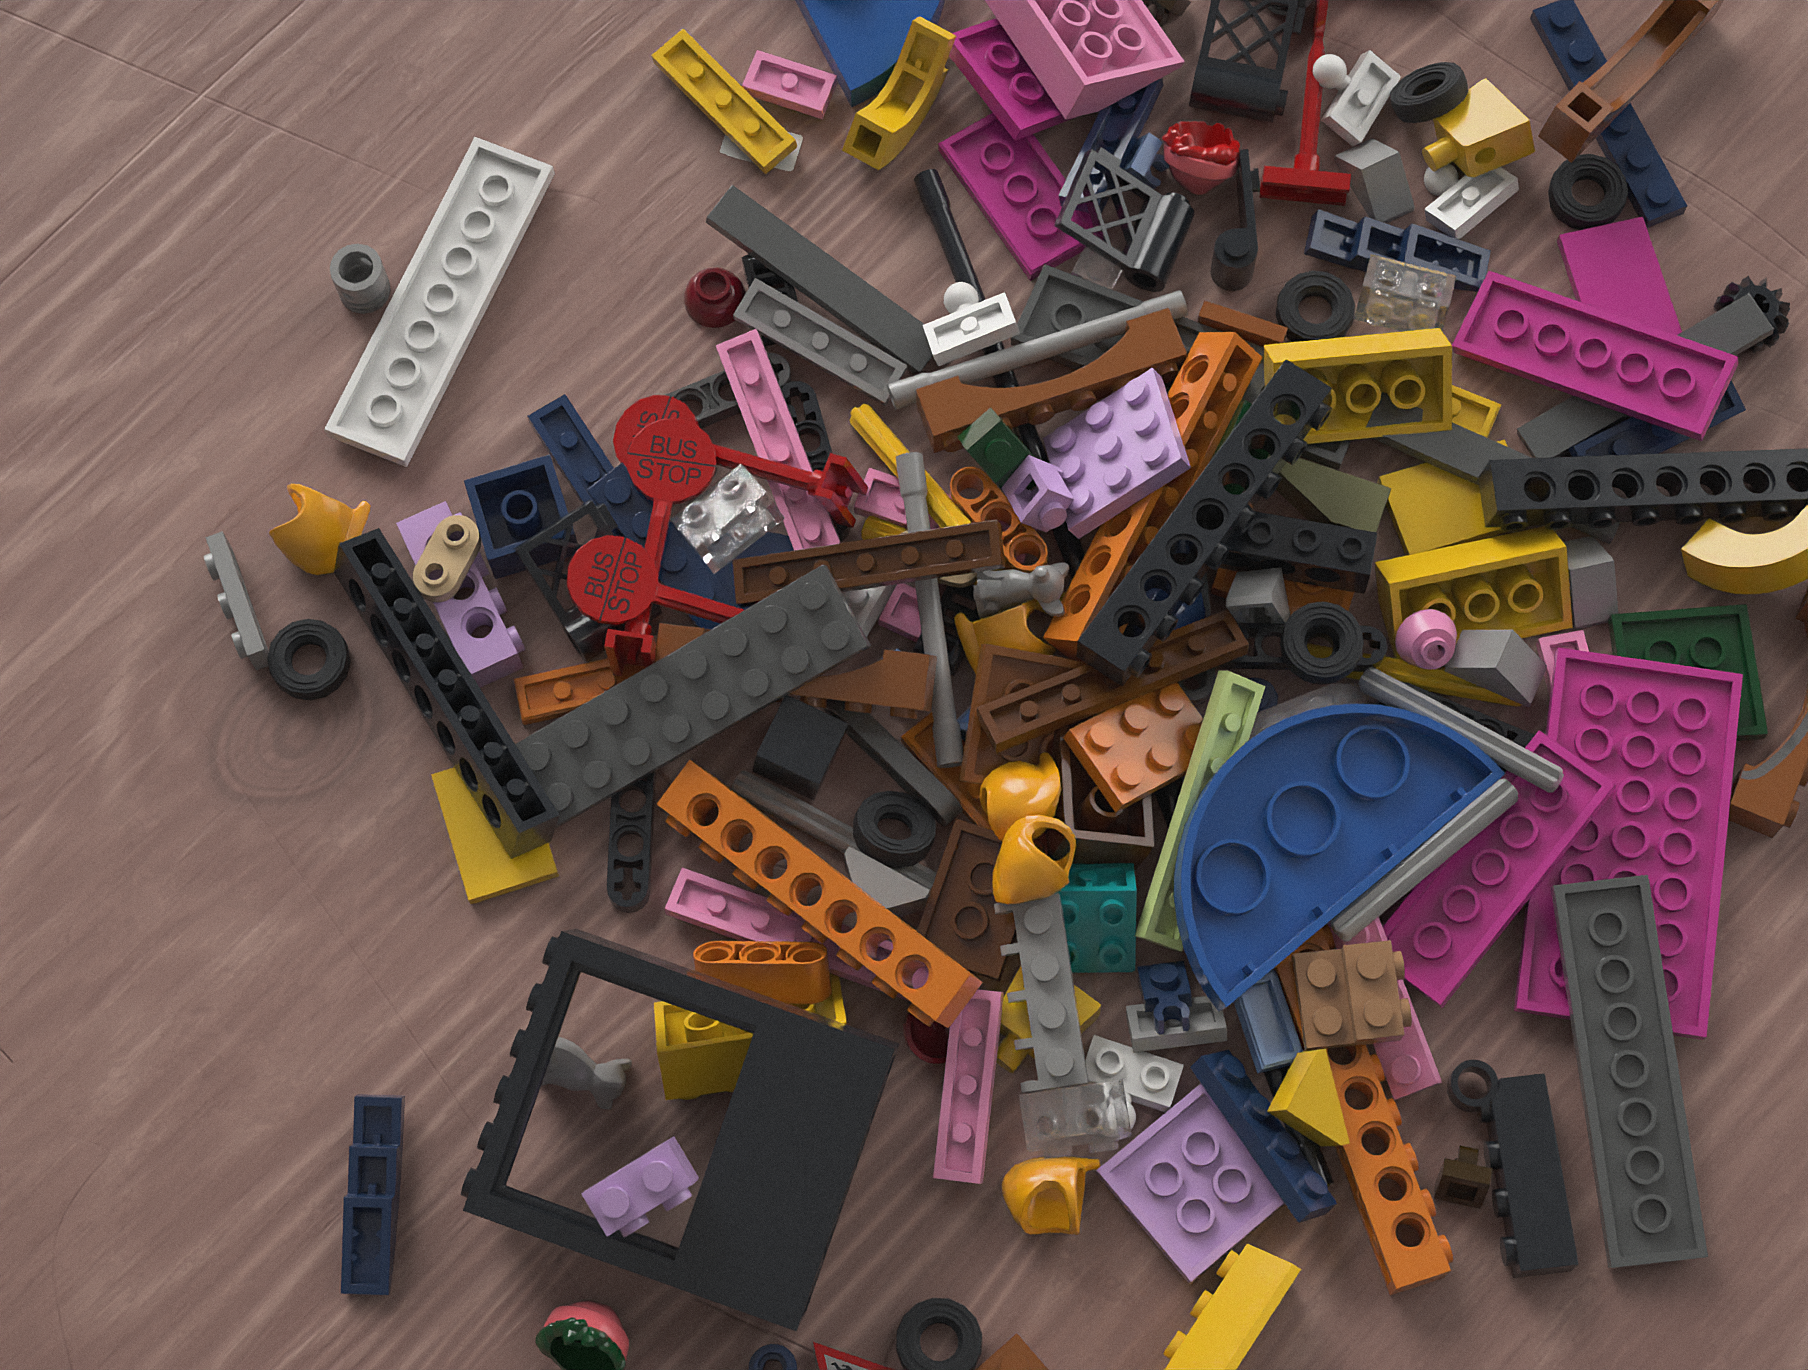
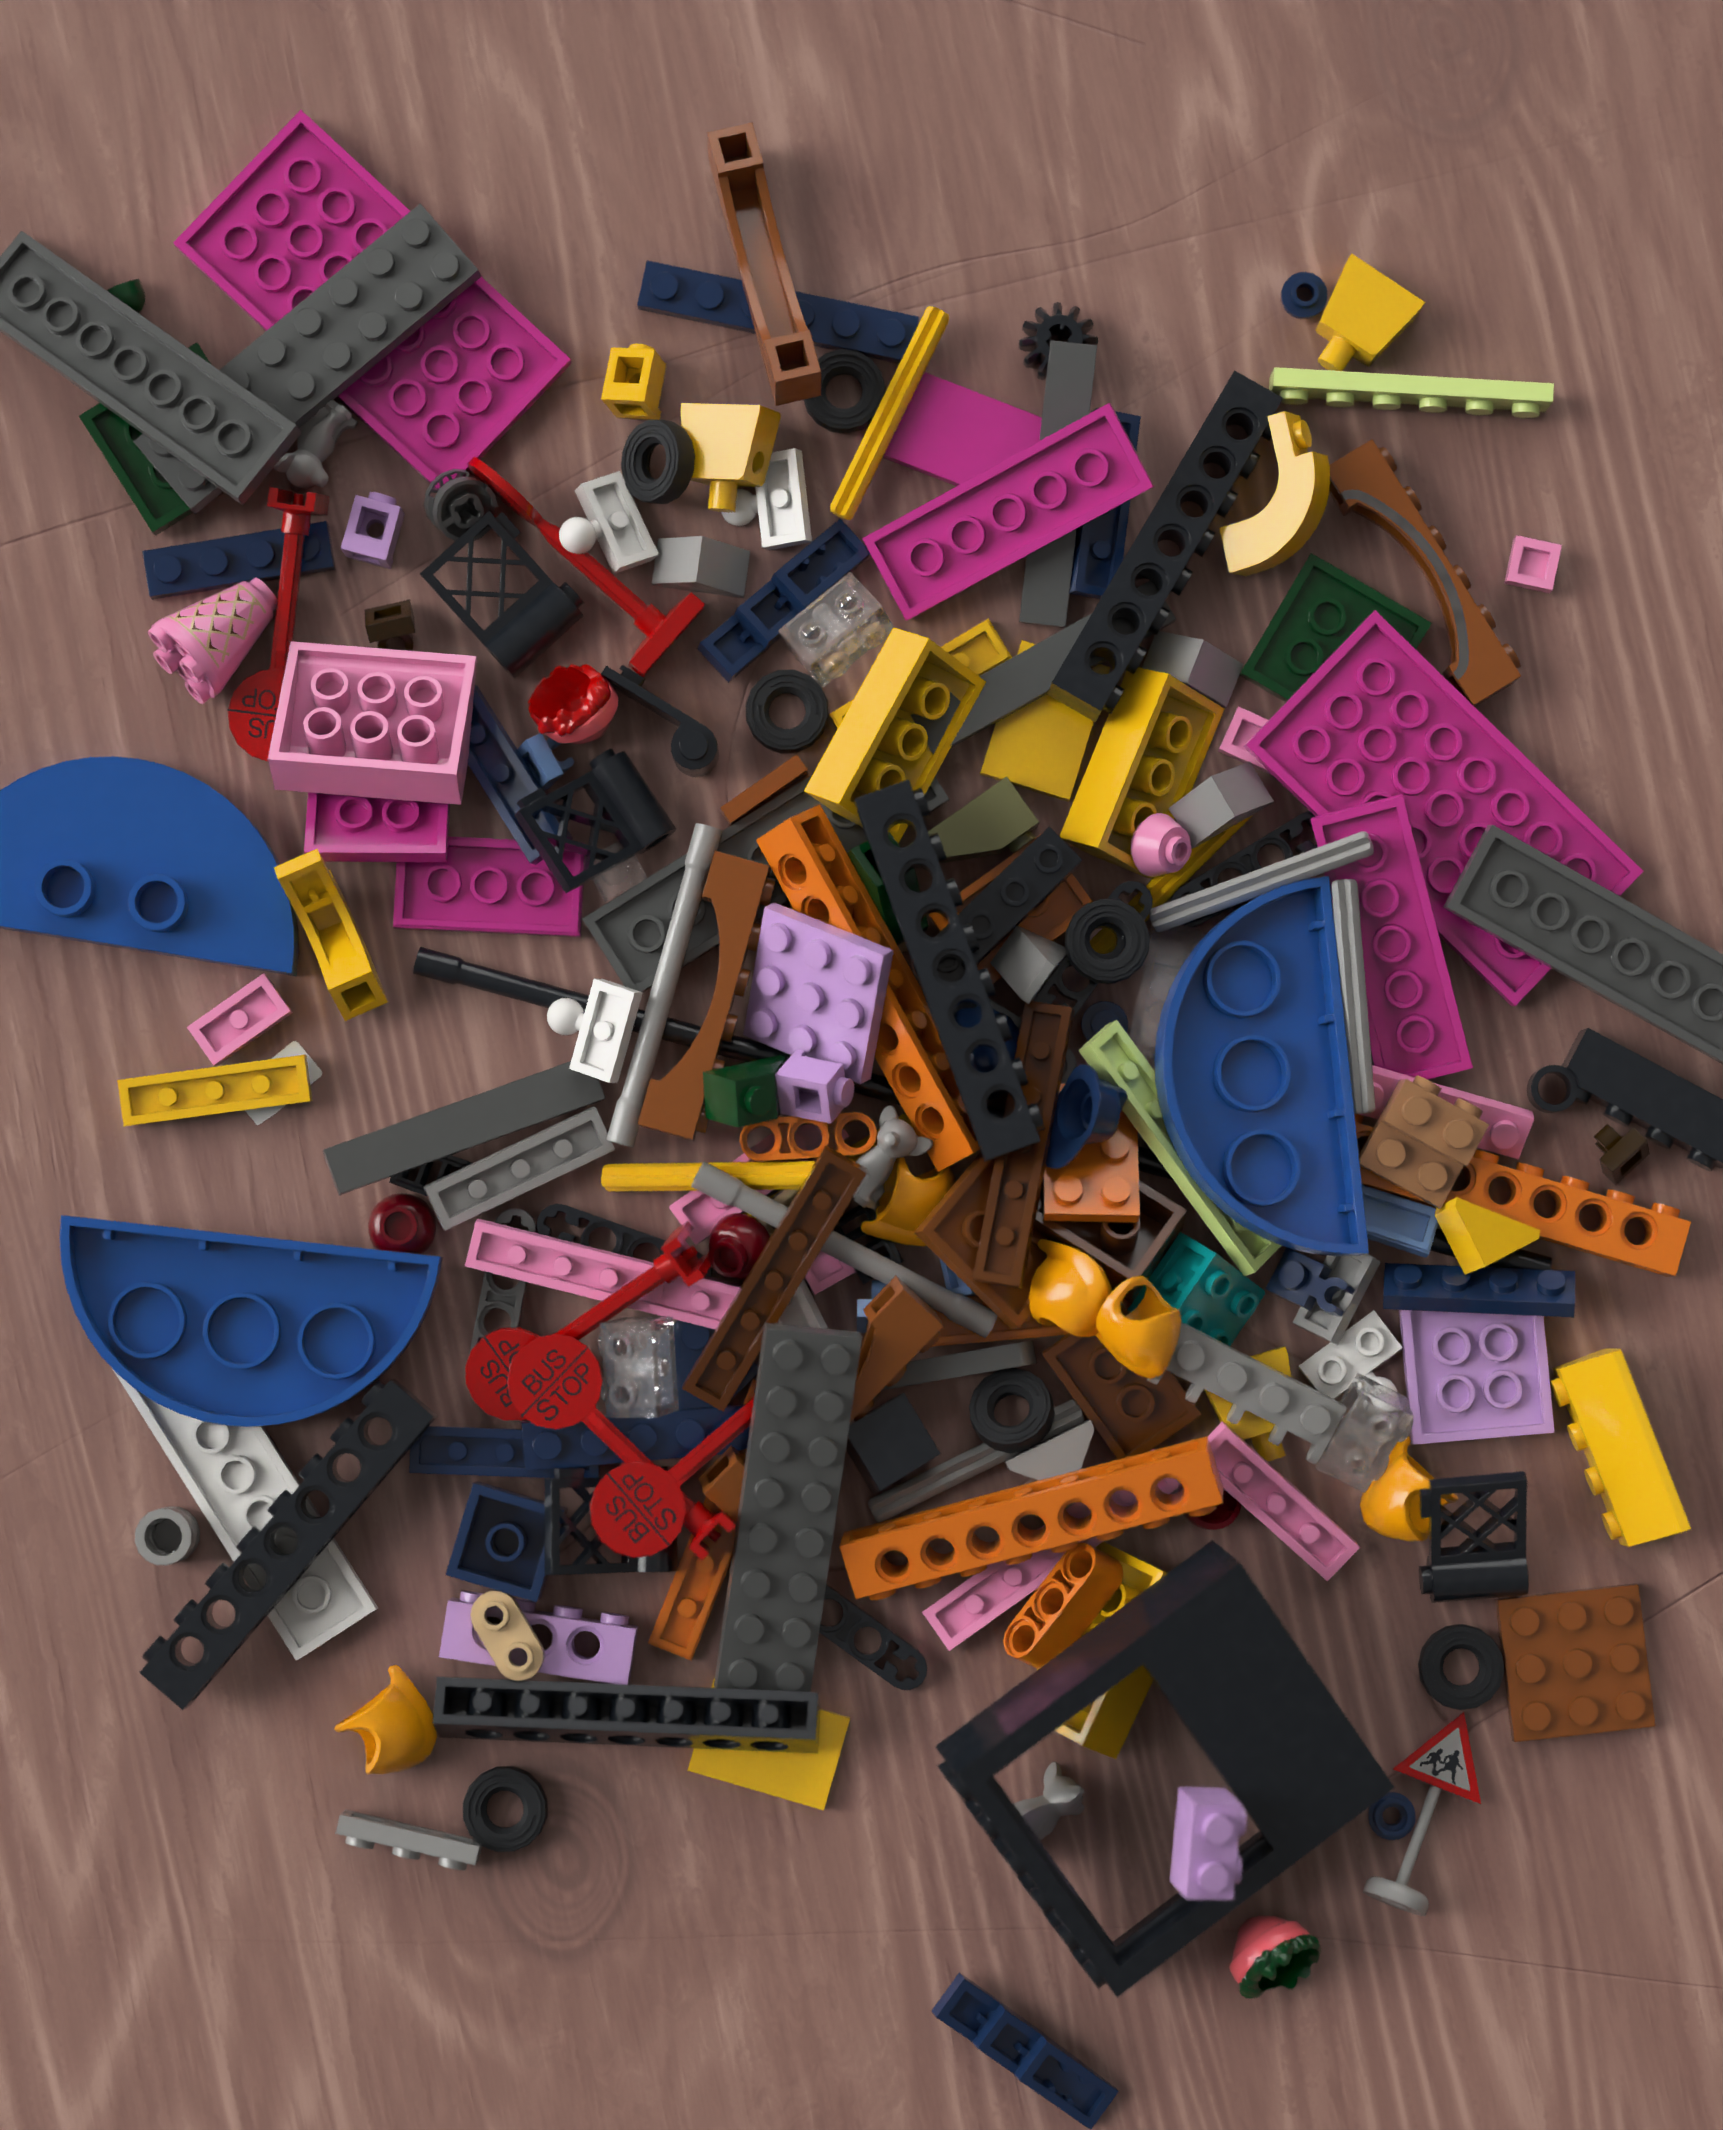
camera: 60 degrees left, 15 degrees up
(386, 369) = (186, 1680): none -> black brick
(562, 222) = (242, 1321): none -> blue plate
(873, 523) = (736, 1245): none -> dark red piece
(1023, 1284) = (1477, 1565): none -> black piece
(1174, 710) = (1084, 1115): none -> dark blue piece
(1474, 41) = (634, 382): none -> yellow brick
(1598, 228) = (889, 413): none -> yellow axle

